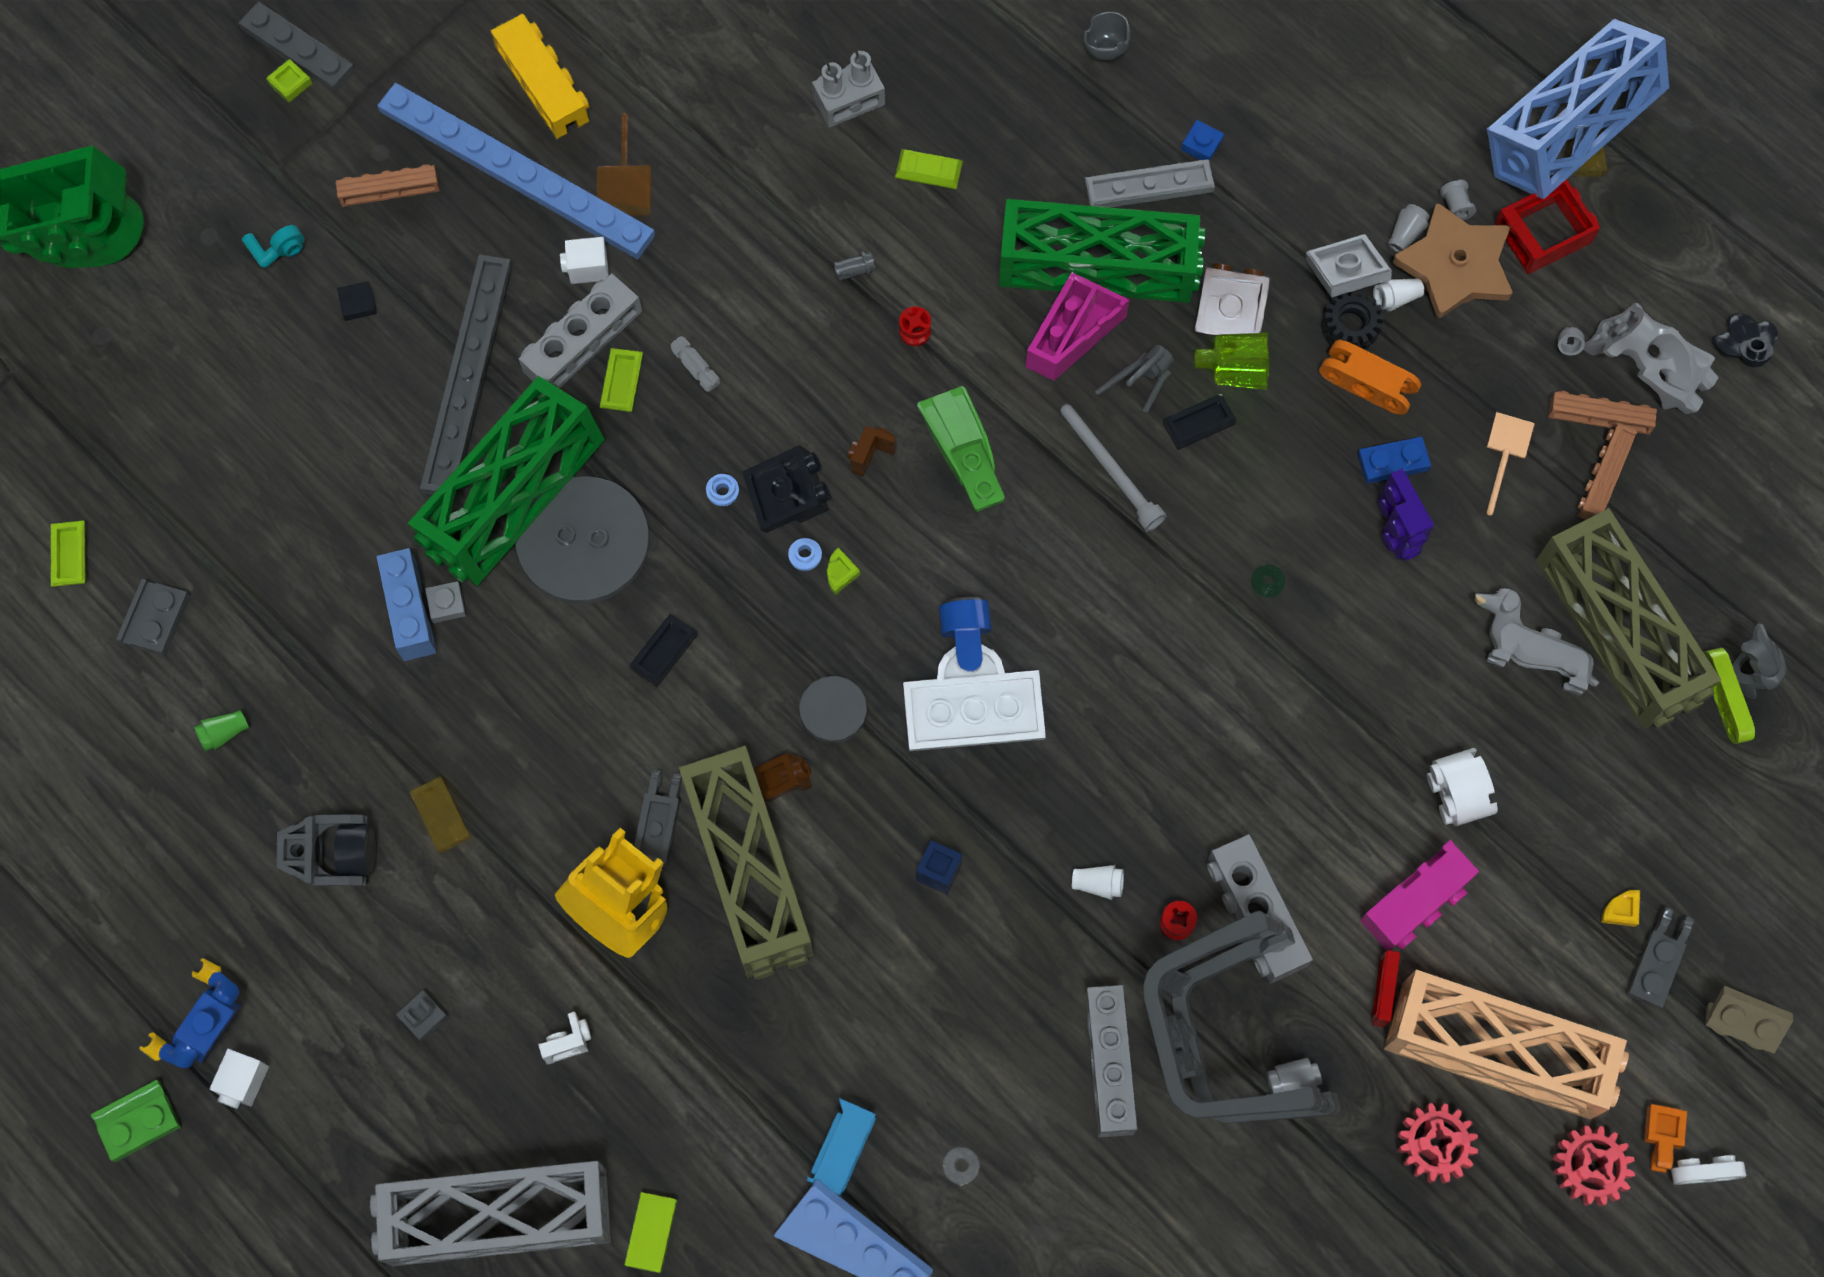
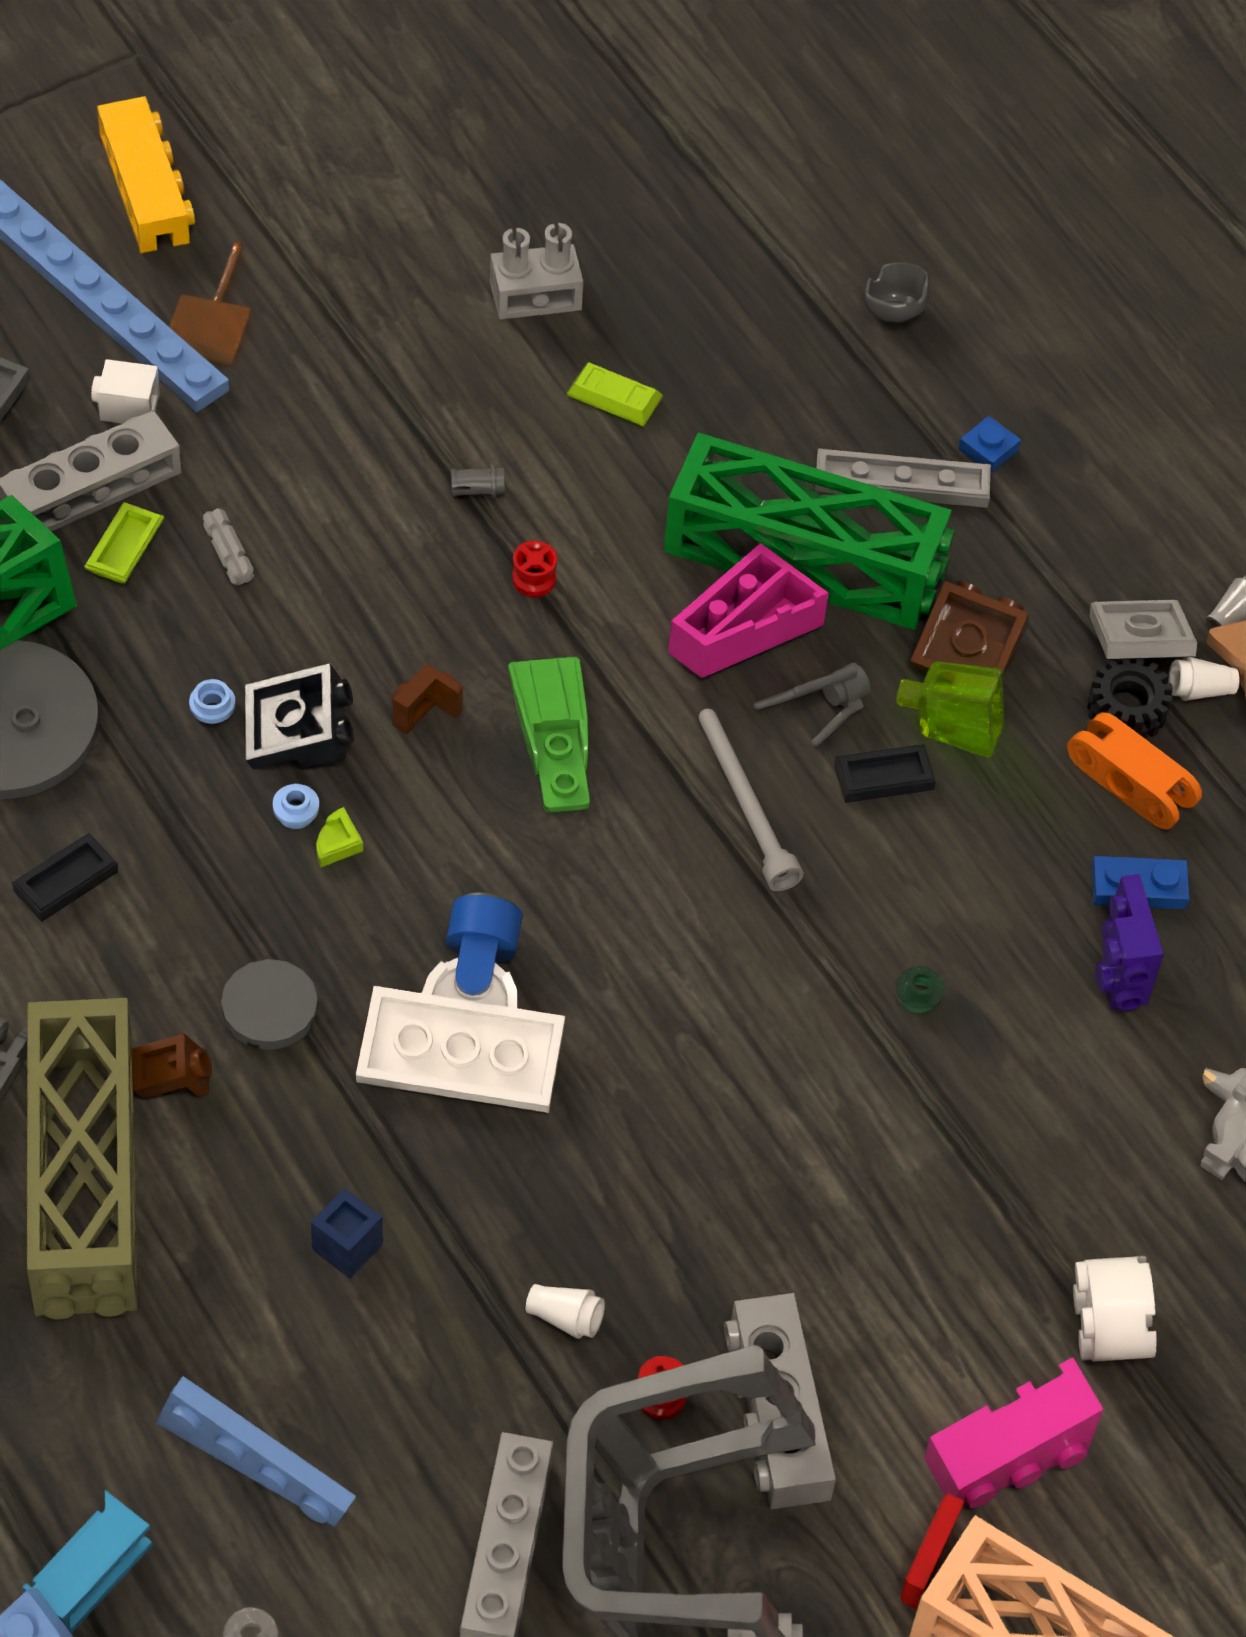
camera: 10 degrees right, 15 degrees down
(921, 1041) = (243, 1446): none -> medium blue wing

